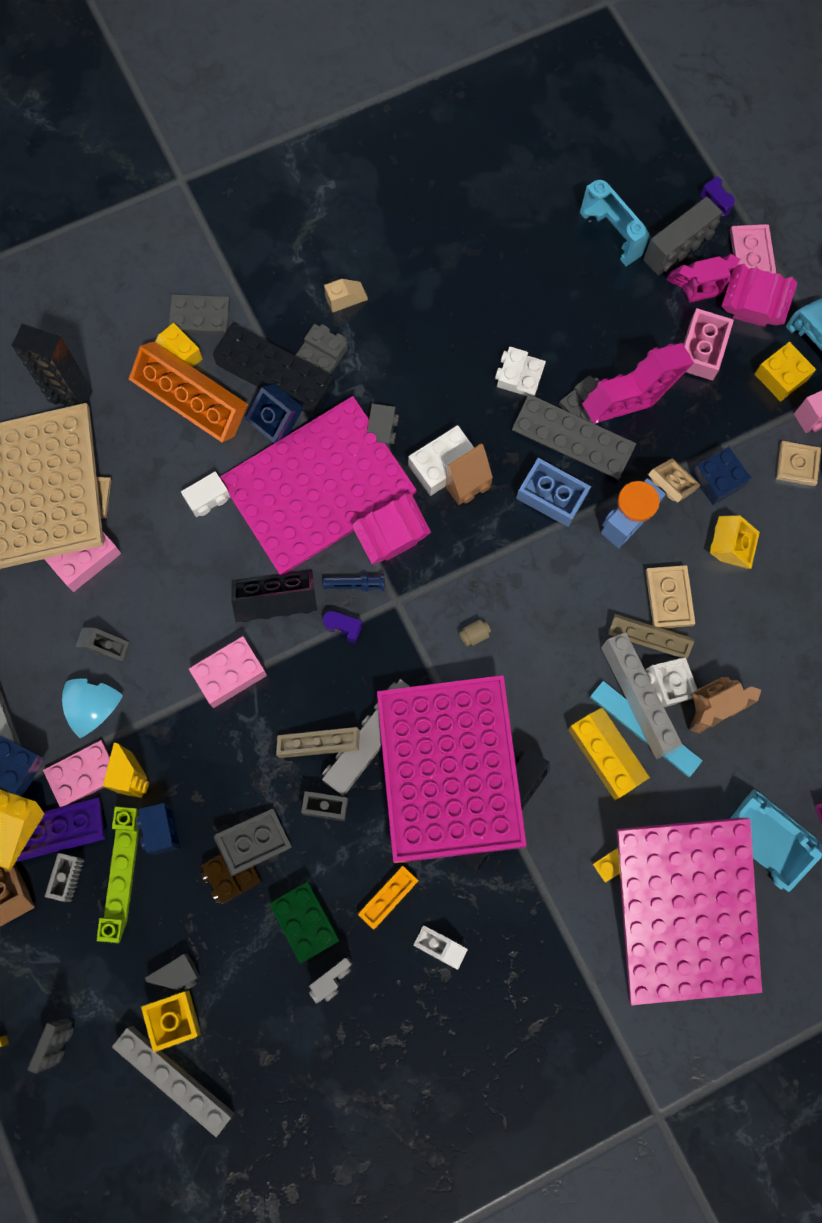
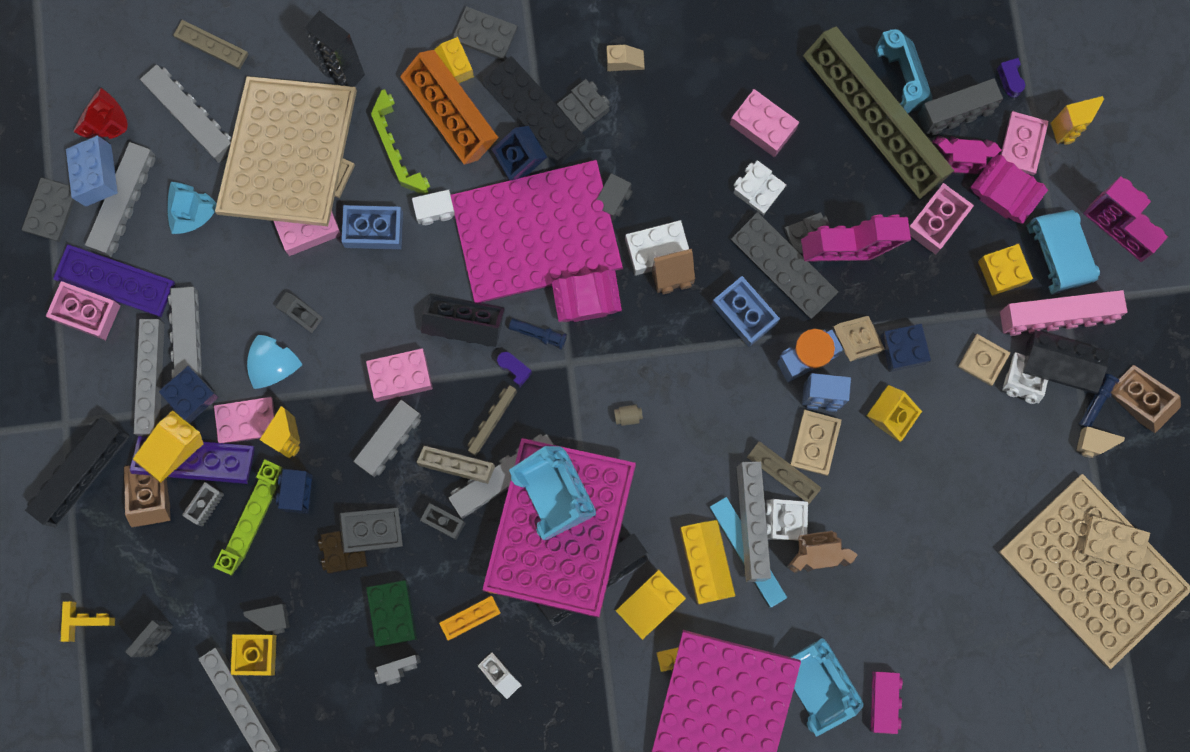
camera: 20 degrees right, 5 degrees up
(149, 533) = (372, 227): none -> medium blue brick
(176, 478) = (383, 107): none -> lime slope
(237, 741) = (388, 438): none -> light grey brick
(336, 694) = (495, 414): none -> dark tan plate
(430, 732) = (554, 490): none -> medium azure windscreen
(502, 310) = (764, 123): none -> bright pink brick
(569, 816) = (650, 604): none -> yellow slope
(608, 264) = (878, 112): none -> olive brick
(664, 541) = (826, 392): none -> medium blue brick
(795, 211) = (1074, 120): none -> yellow slope

